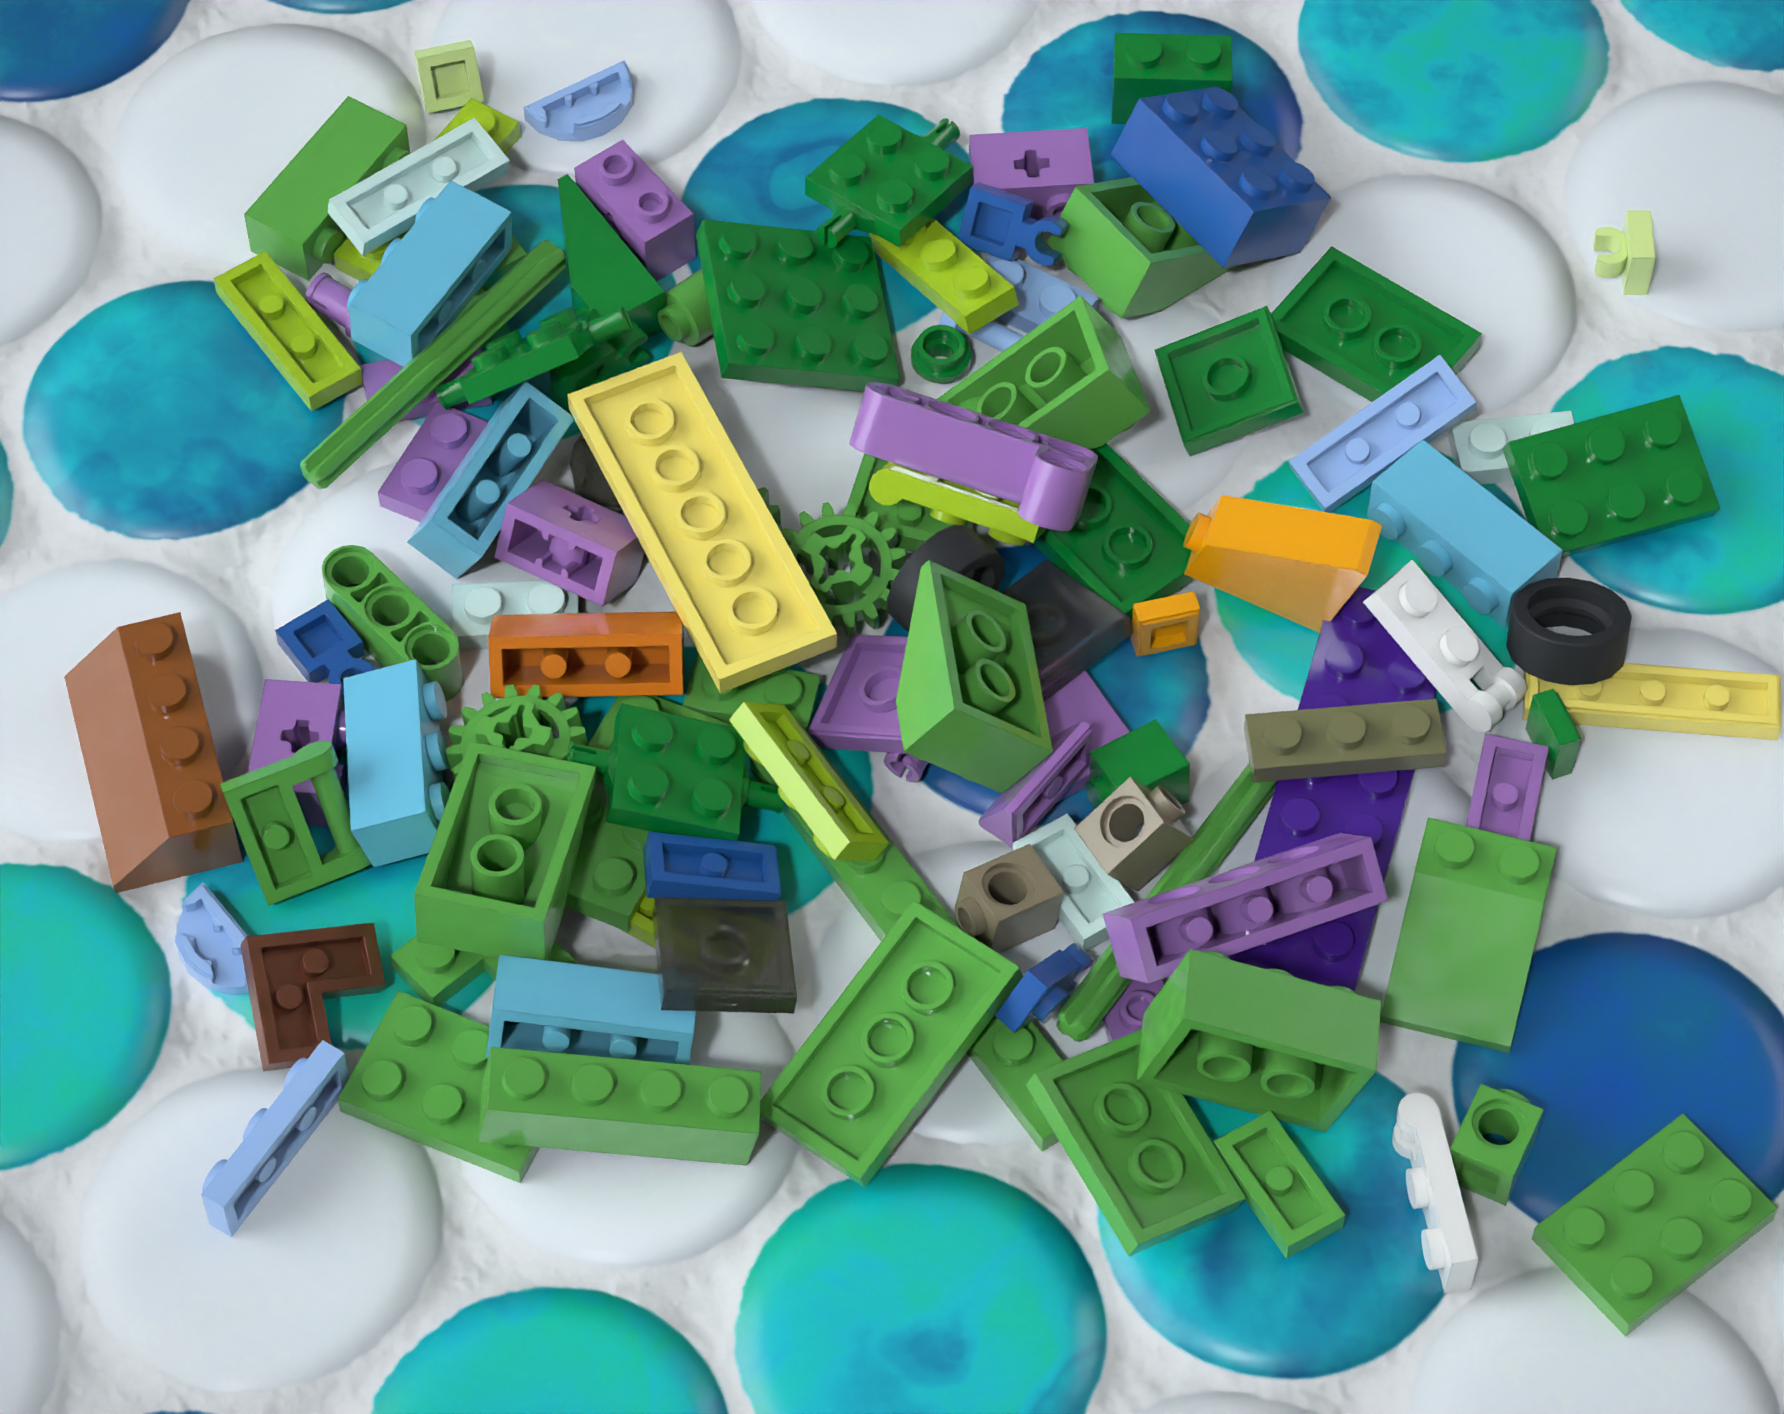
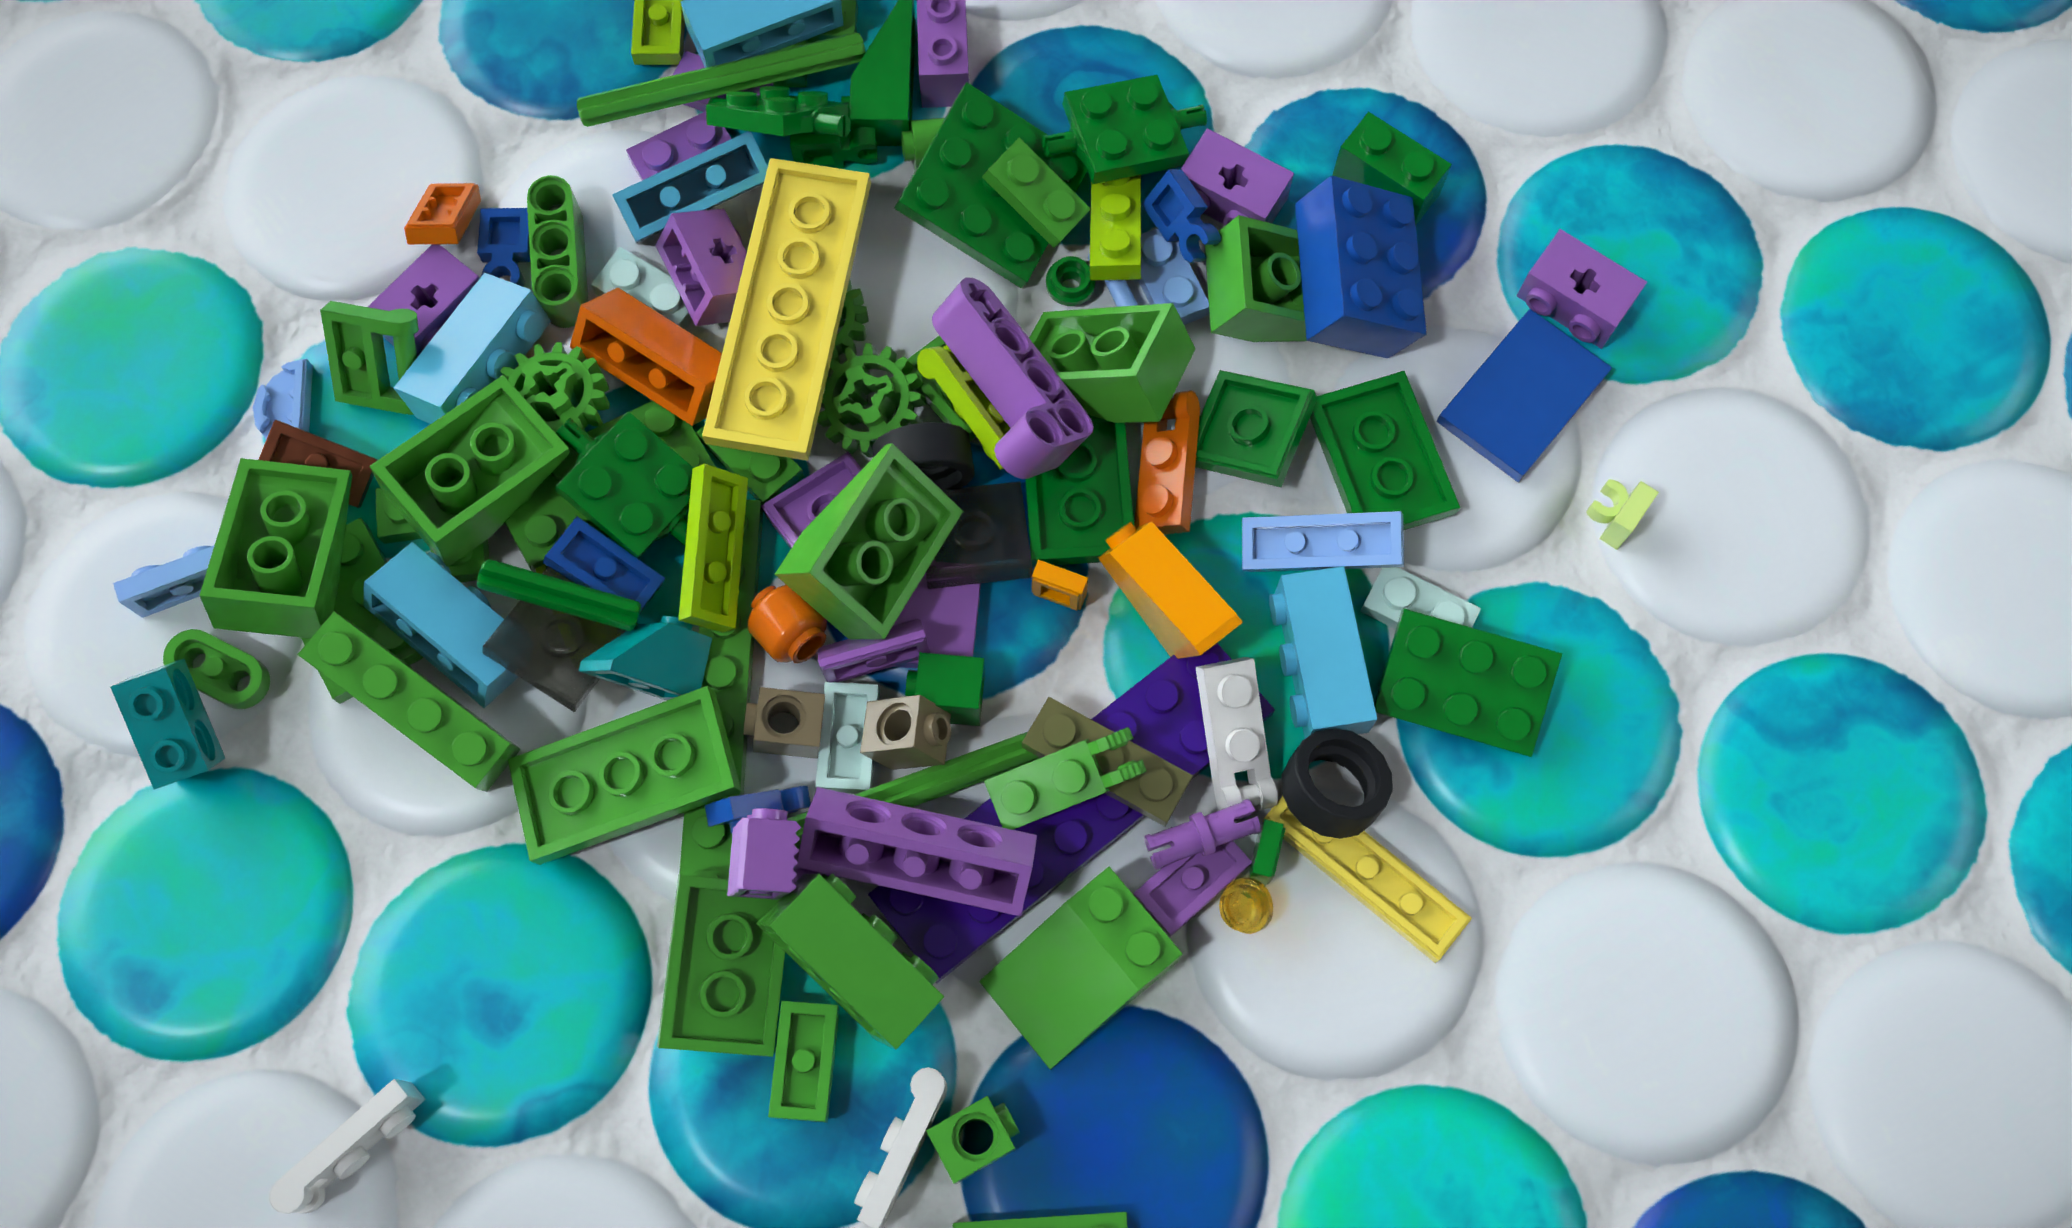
camera: 35 degrees right, 15 degrees up
(151, 756) = (348, 242): dark orange slope -> none
(242, 655) = (443, 214): none -> orange plate
(369, 1217) = (221, 669): none -> bright green plate
(370, 1044) = (278, 549): none -> bright green slope
(380, 1282) = (168, 723): none -> teal brick
(698, 906) = (558, 595): none -> green axle
(834, 919) = (653, 659): none -> teal slope
(851, 285) = (1036, 192): none -> bright green plate
(931, 814) = (786, 625): none -> orange head
(1113, 988) = (763, 855): none -> medium lavender brick
(1177, 457) = (1169, 467): none -> orange plate
(1320, 773) = (1058, 780): none -> bright green hinge
(1433, 84) = (1580, 289): none -> medium lavender brick
(1455, 209) = (1523, 395): none -> blue tile
(1486, 744) = (1202, 834): none -> medium lavender pin
(1573, 789) = (1246, 905): none -> clear yellow plate

